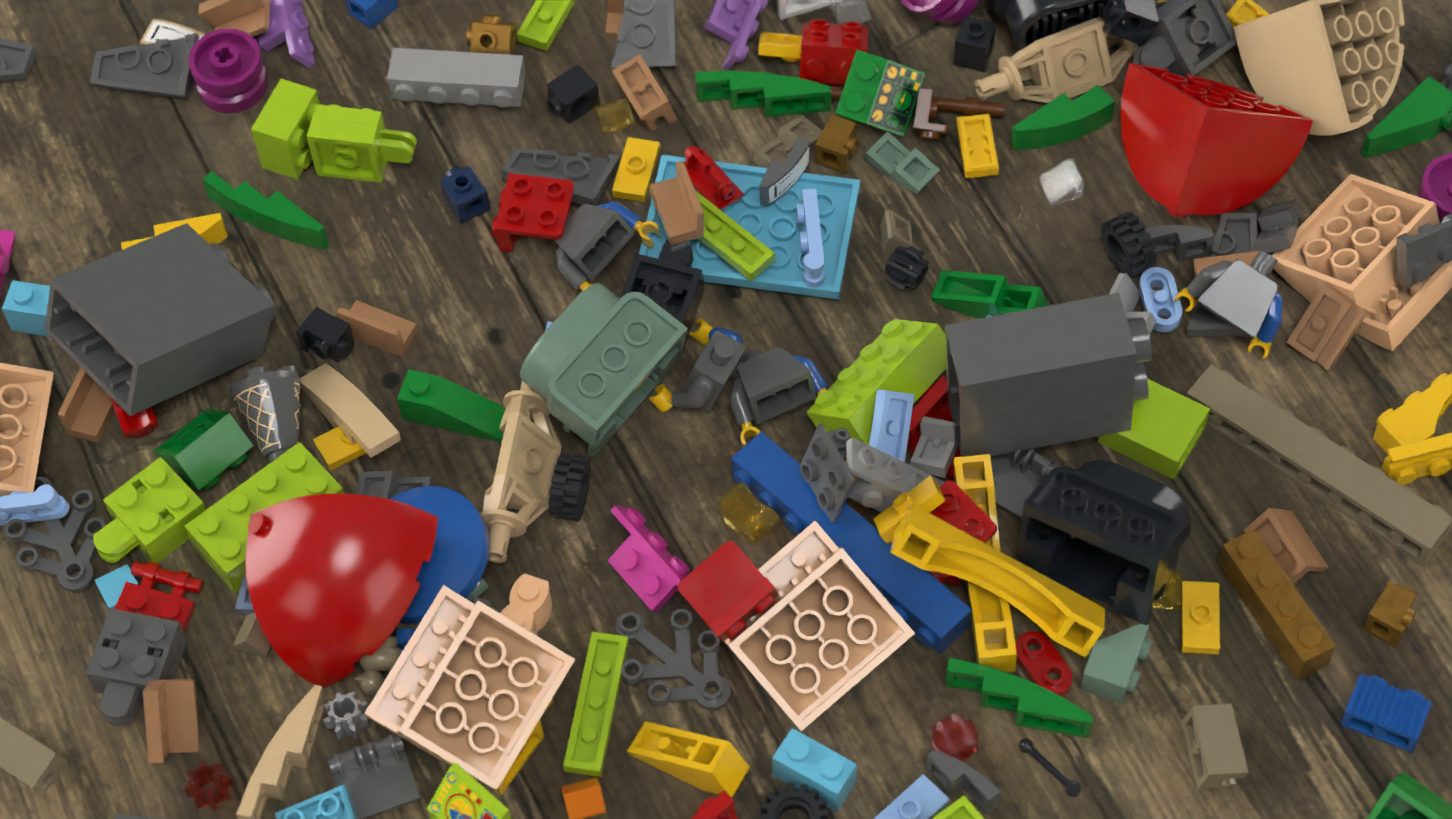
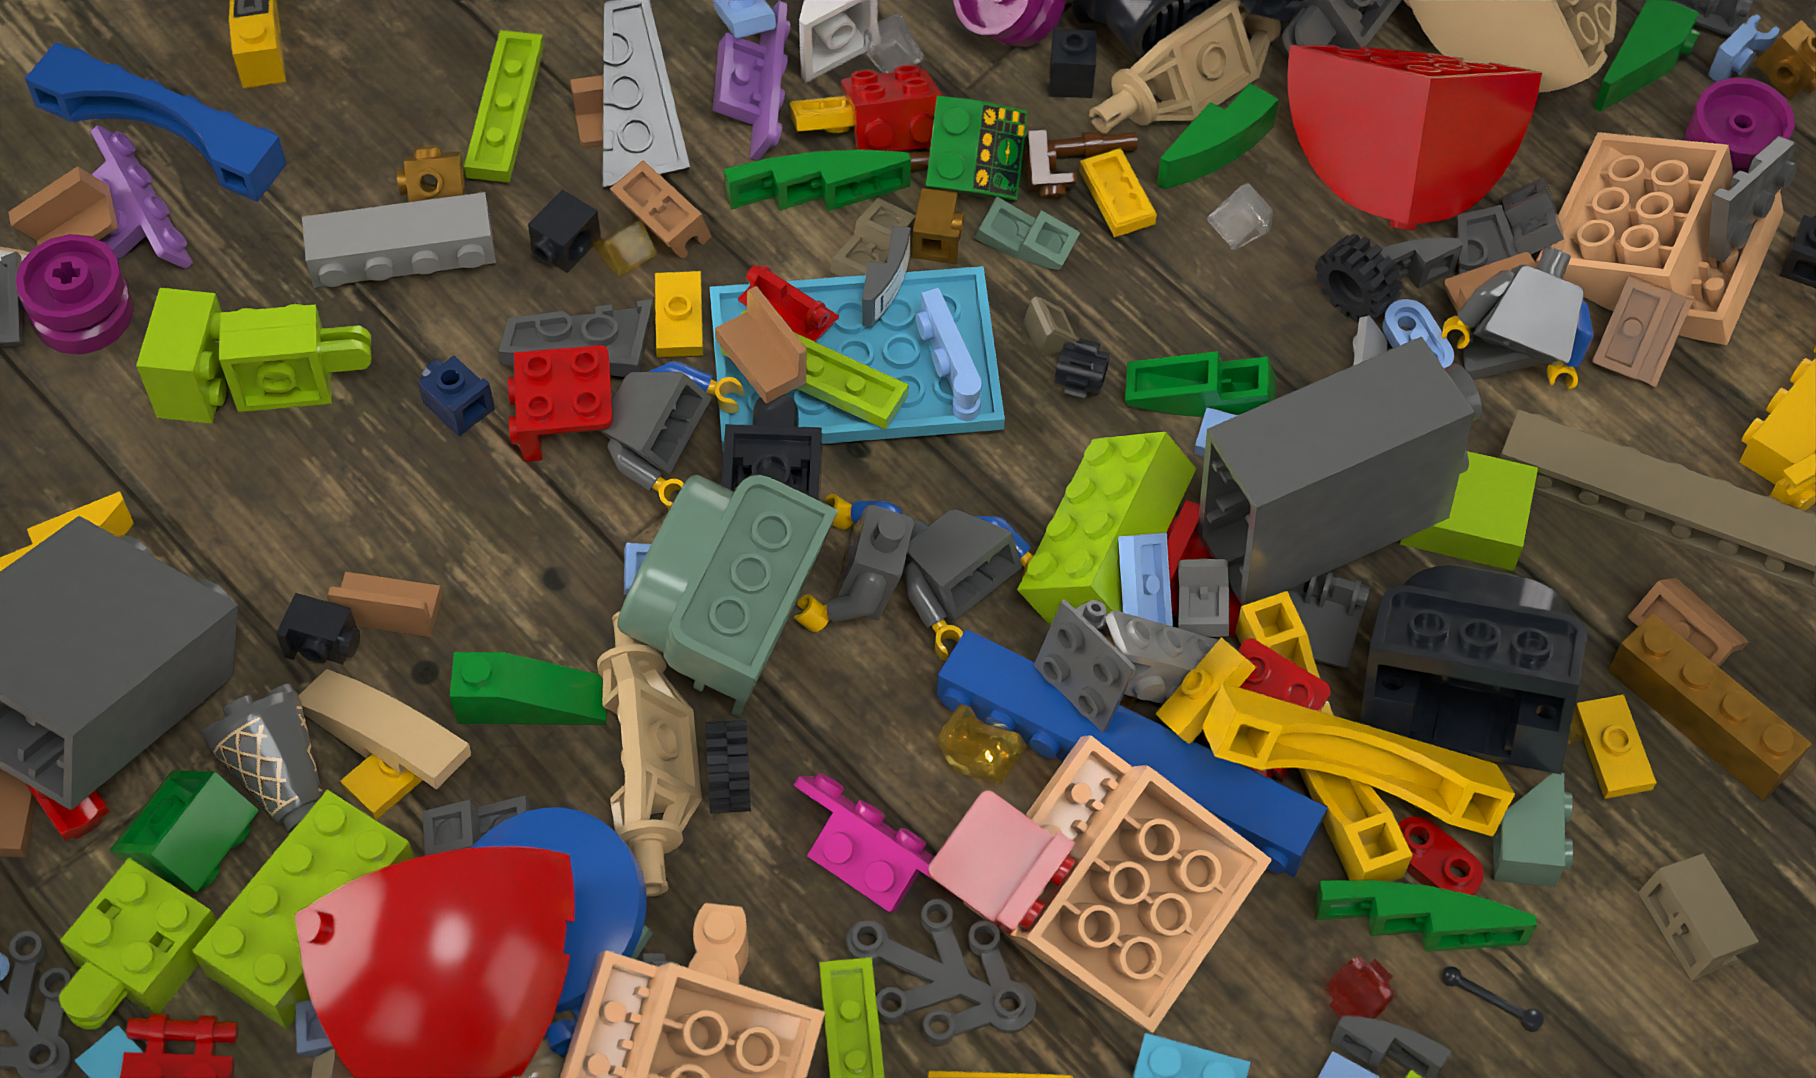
camera: 20 degrees left, 0 degrees up
(272, 215) = (193, 480): green slope -> none

